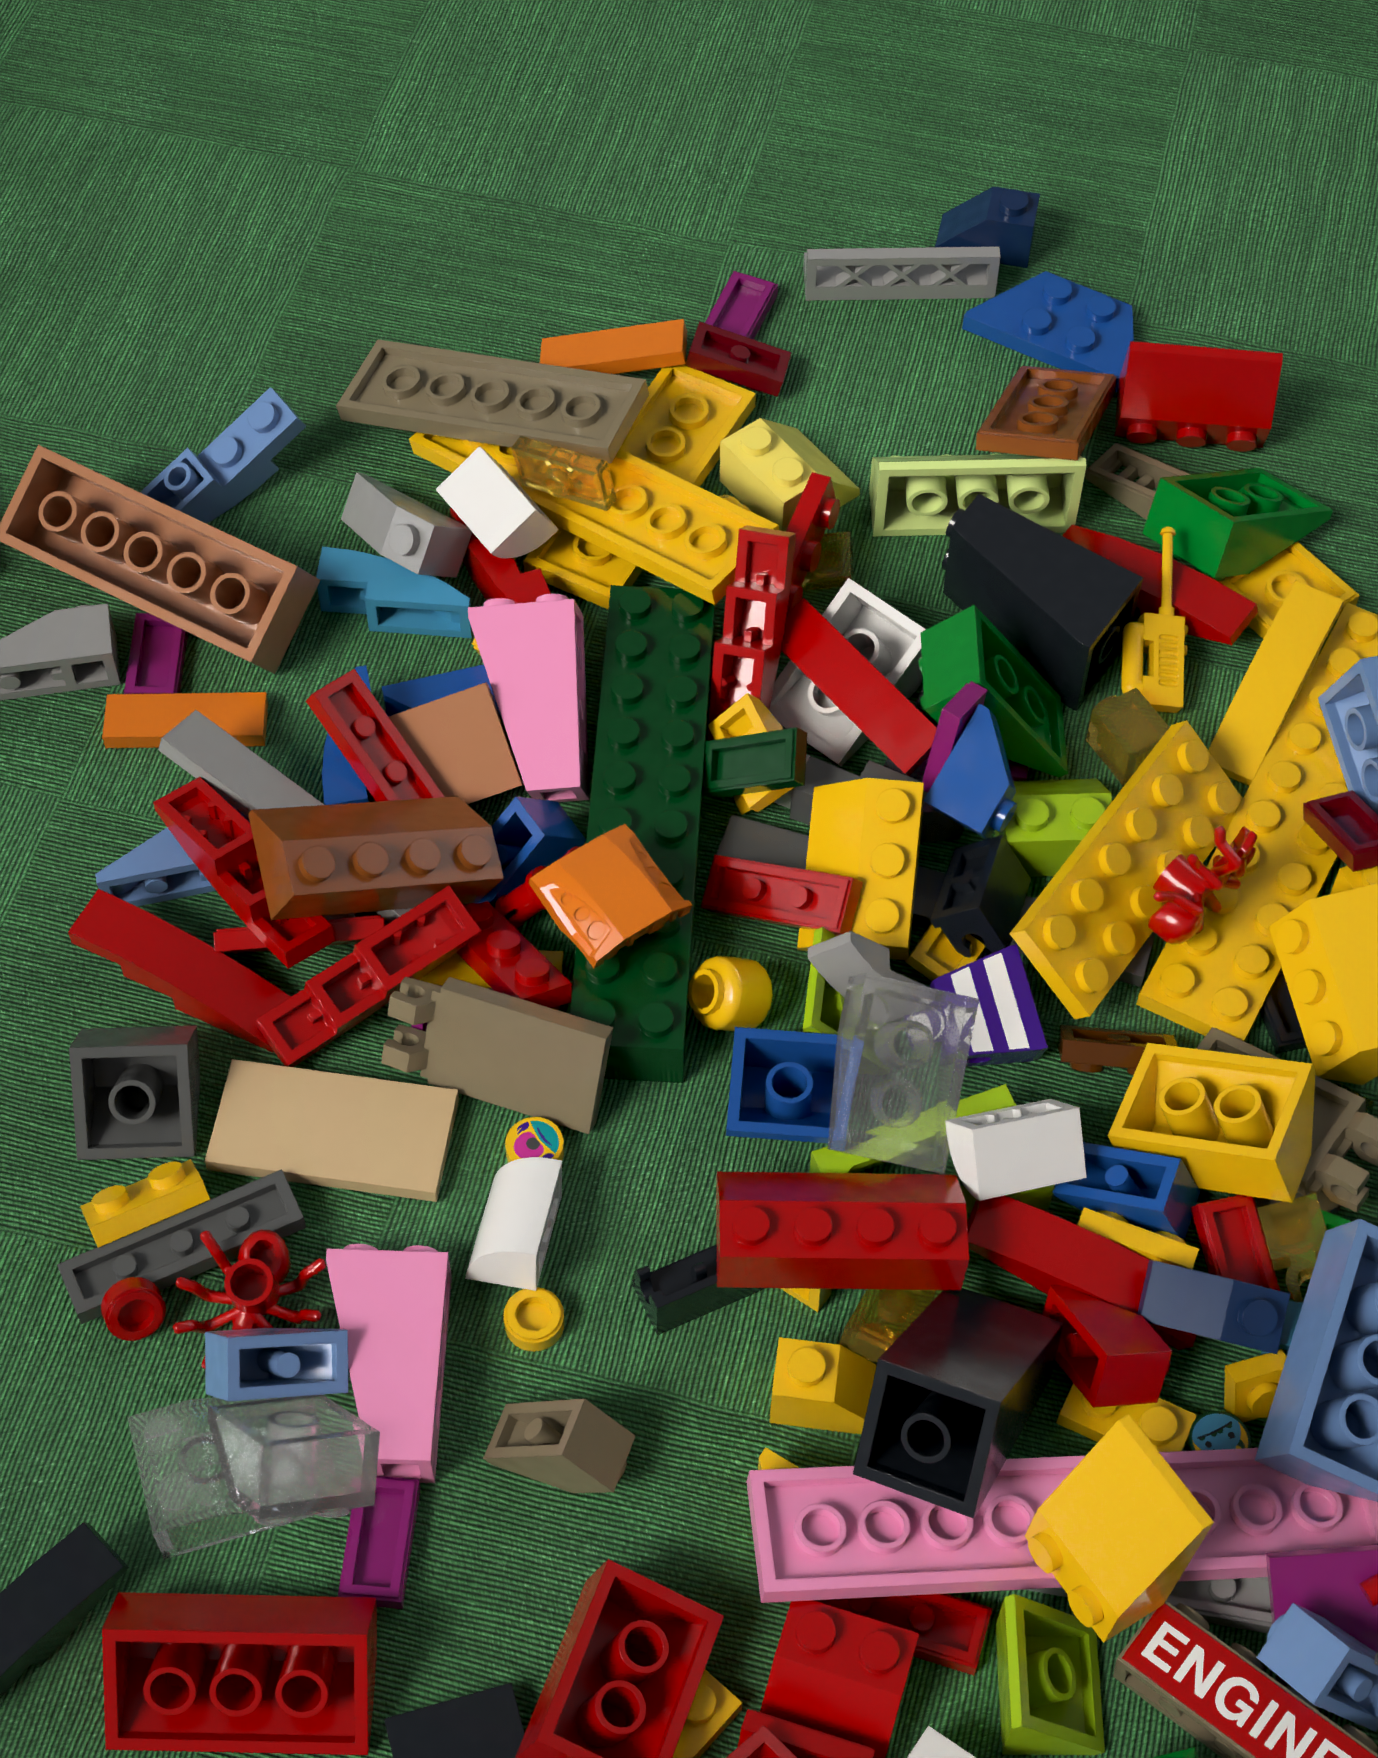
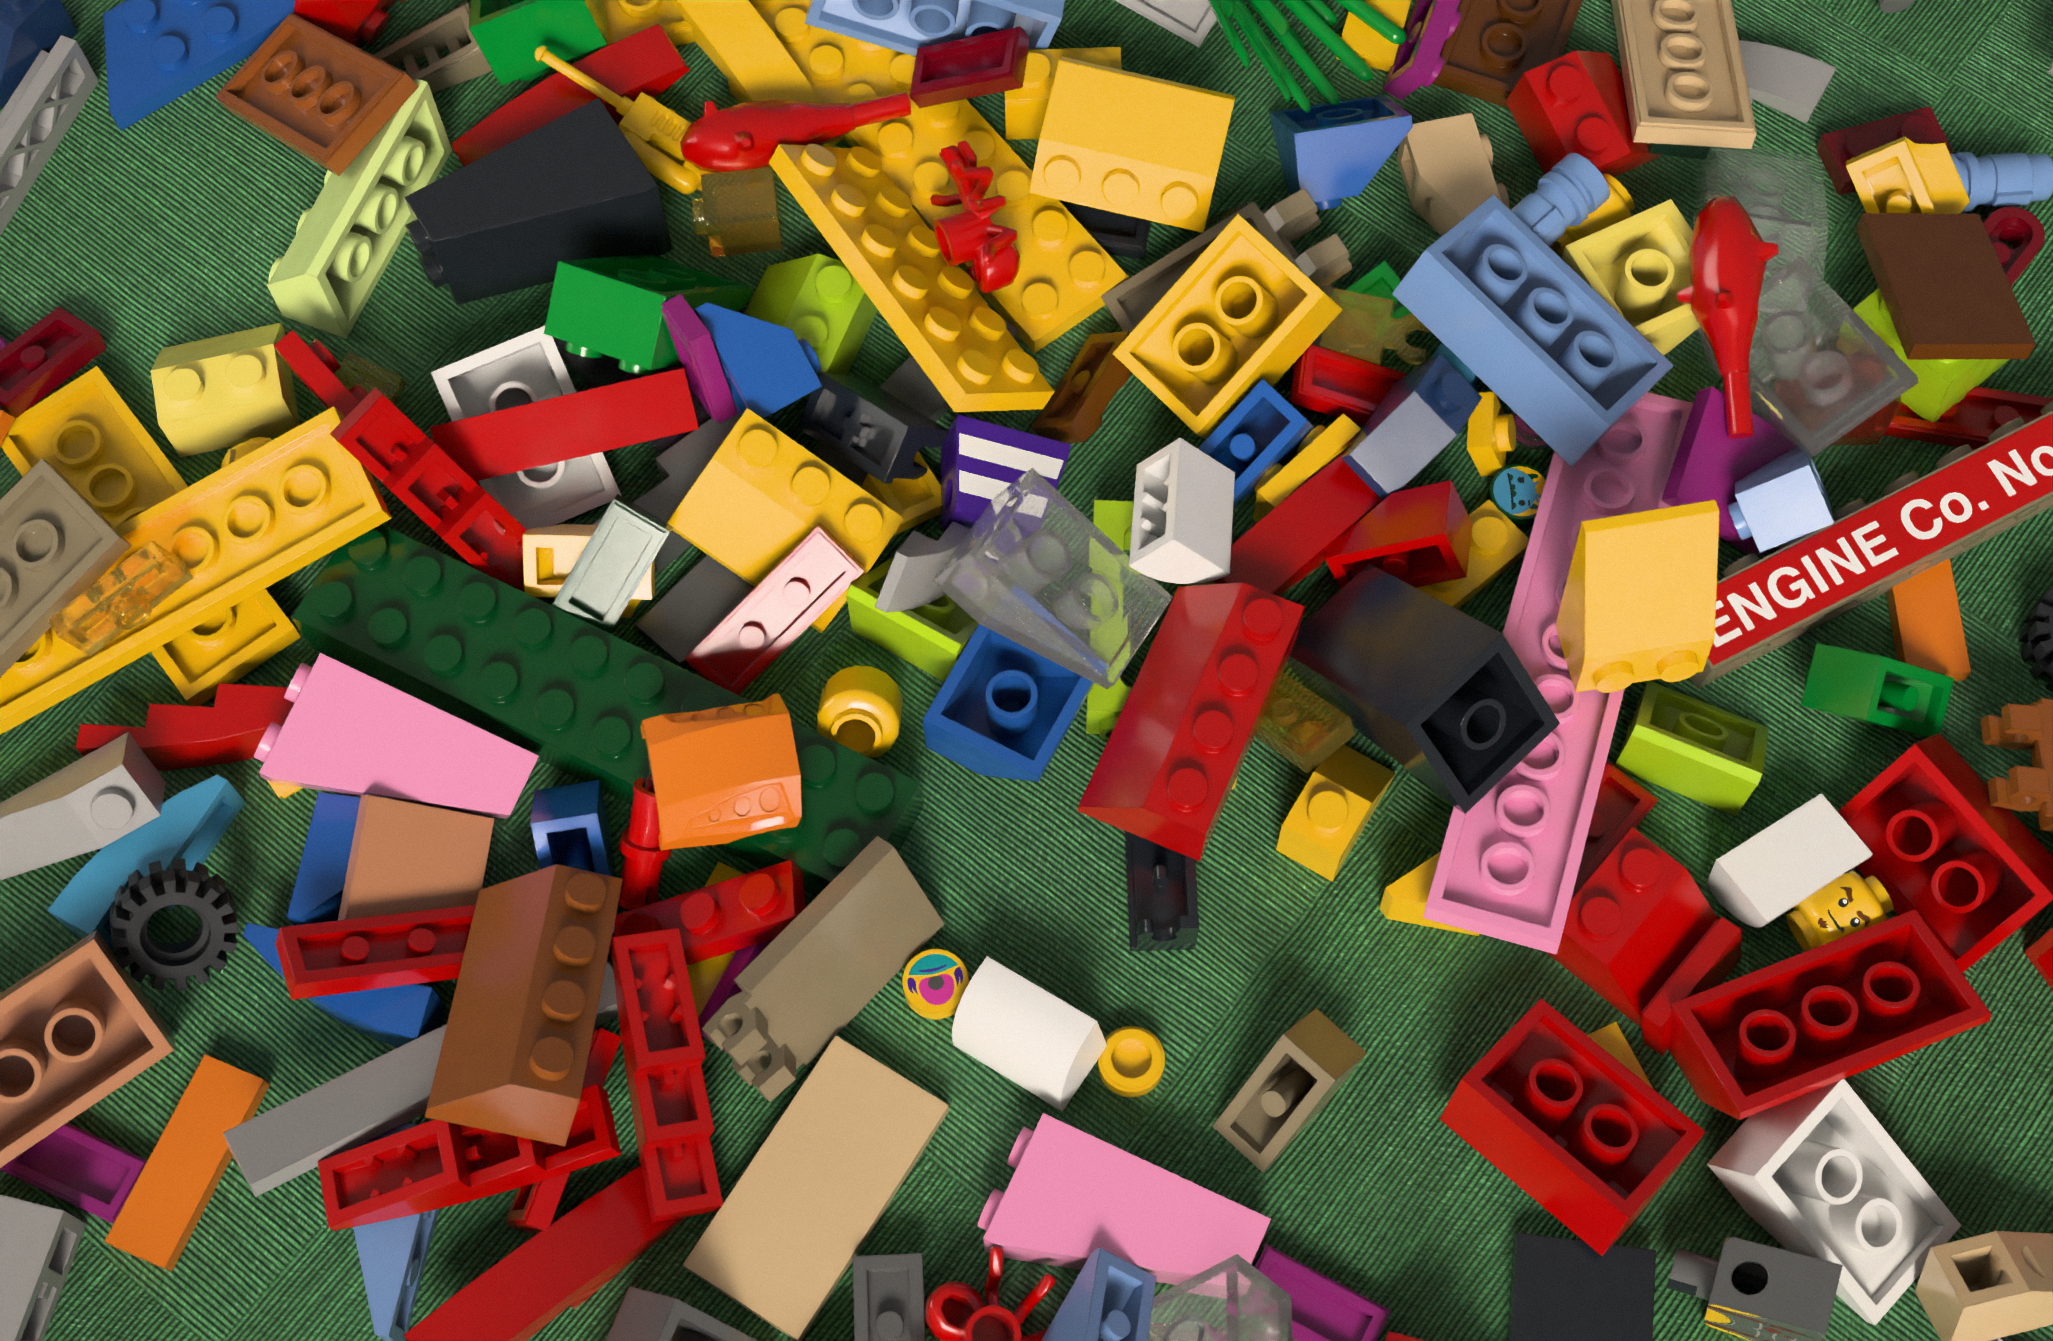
camera: 65 degrees left, 10 degrees up
(321, 623) = (173, 960): none -> black tyre
(496, 507) = (115, 694): white brick -> none
(1184, 694) = (750, 131): none -> red piece

